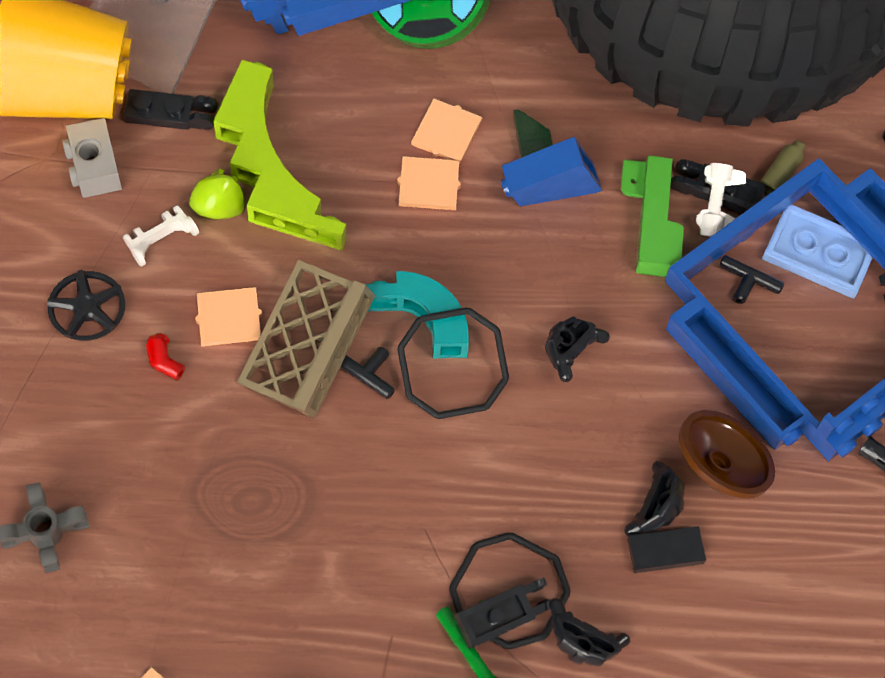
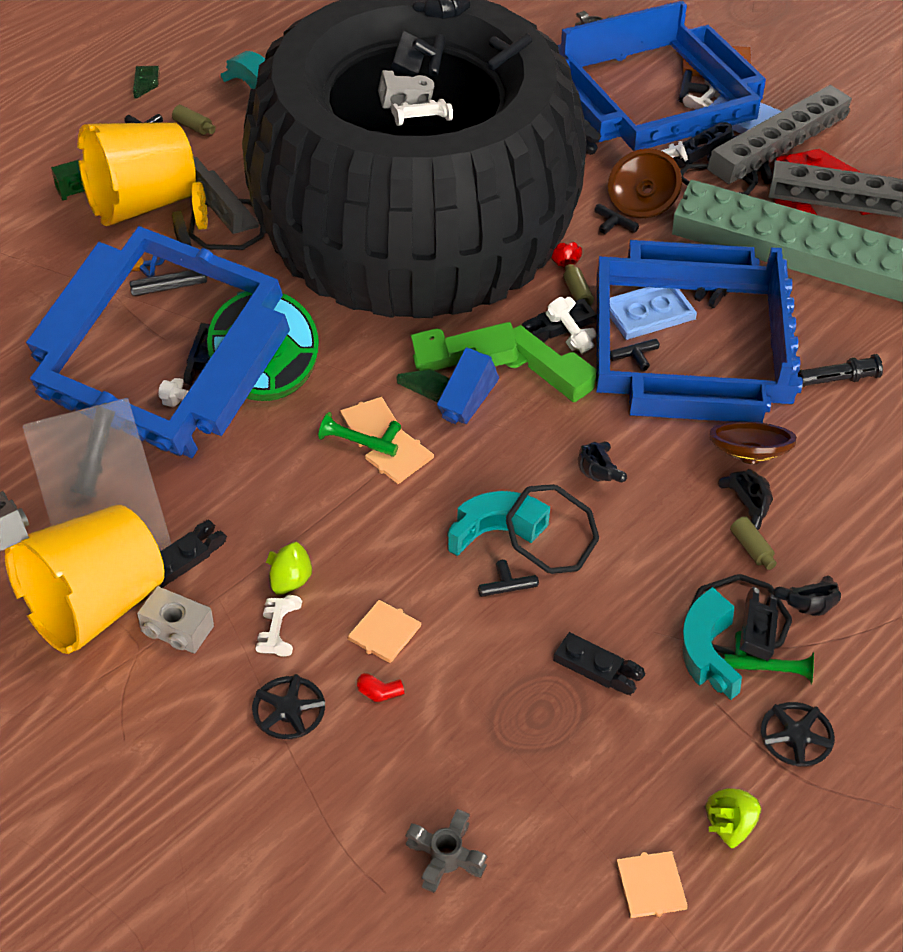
camera: 45 degrees left, 15 degrees down
(277, 196) = (325, 536): lime arch -> none
(328, 355) = (481, 587): dark tan fence -> none
(342, 505) = (598, 664): none -> black hinge
(400, 104) = (383, 445): none -> green piece
(444, 567) = (704, 621): none -> teal arch
(605, 543) = (753, 542): none -> olive cylinder
(613, 151) = (440, 353): none -> bright green piece
(666, 549) = (784, 517): black tile -> none
(811, 130) = (567, 254): none -> red plate

